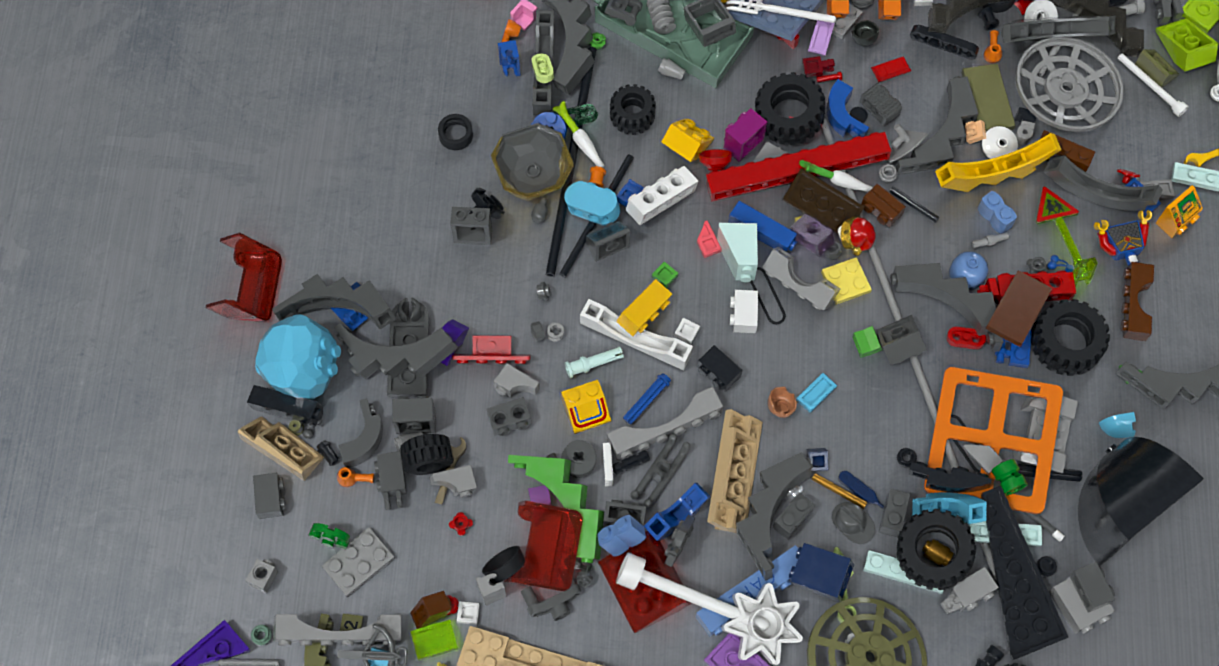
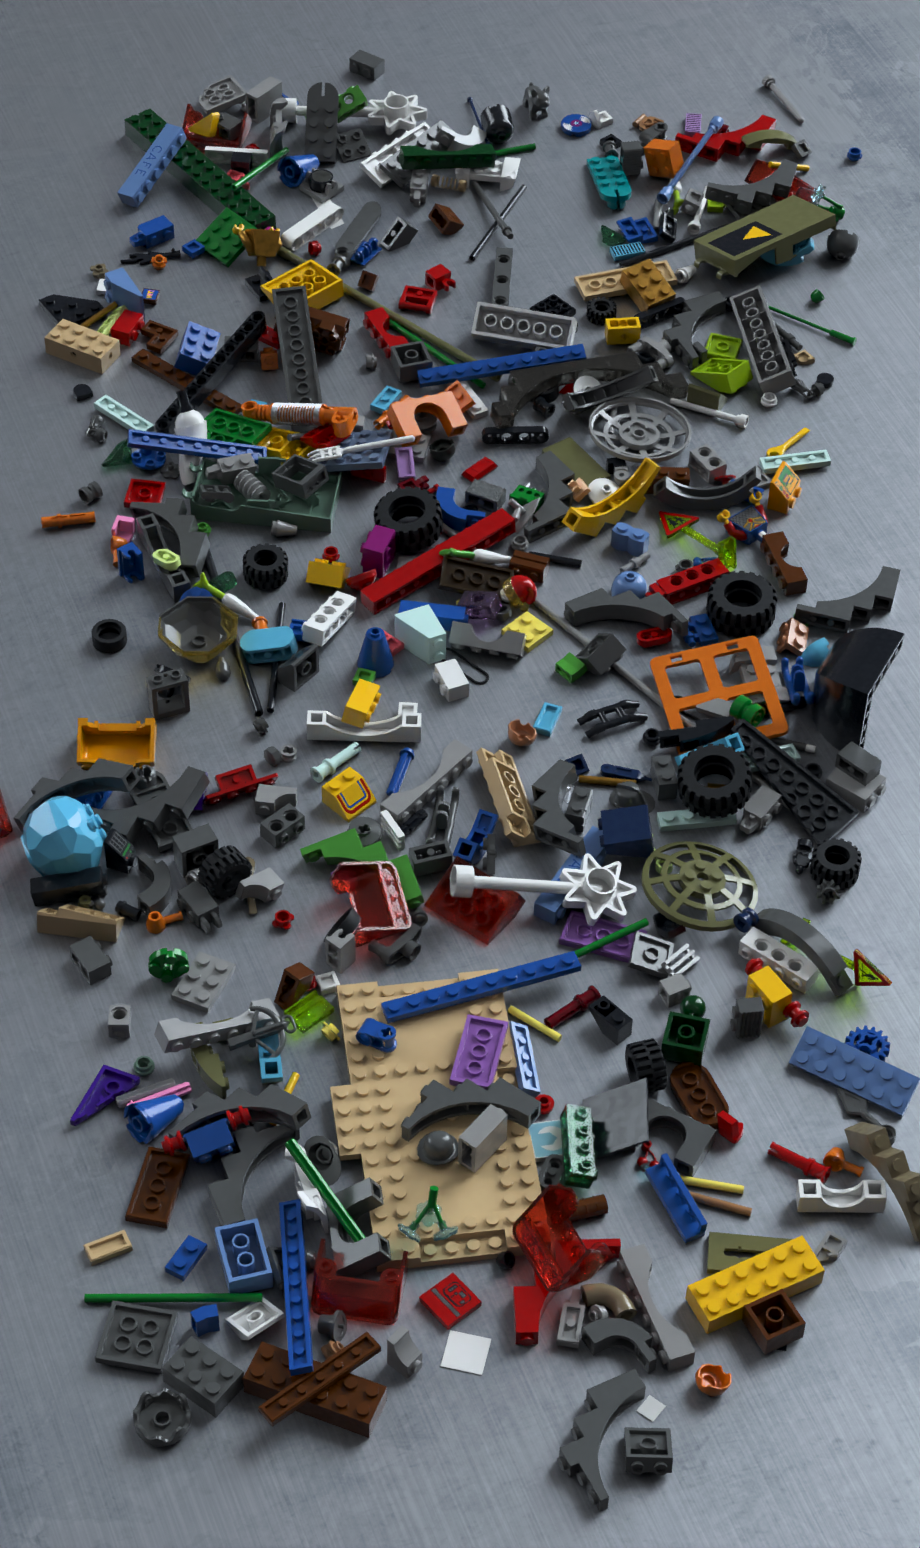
camera: 25 degrees left, 20 degrees down
(346, 387) = (119, 852): none -> black slope
(402, 260) = (116, 742): none -> light orange windscreen
(622, 535) = (436, 866): medium blue brick -> none
(686, 256) = (376, 653): none -> blue cone
(702, 112) = (331, 554): none -> red plate
(719, 368) = (452, 726): black brick -> none
(870, 425) = (606, 723): none -> black piece
(921, 121) = (525, 494): none -> green piece
(990, 55) = (561, 428): orange bar -> none
(1018, 308) = (687, 594): reddish brown tile -> none
(1080, 454) = (796, 682): none -> blue piece
(1104, 394) = (792, 637): none -> nougat bracket
(1116, 149) = (707, 463): none -> light grey brick

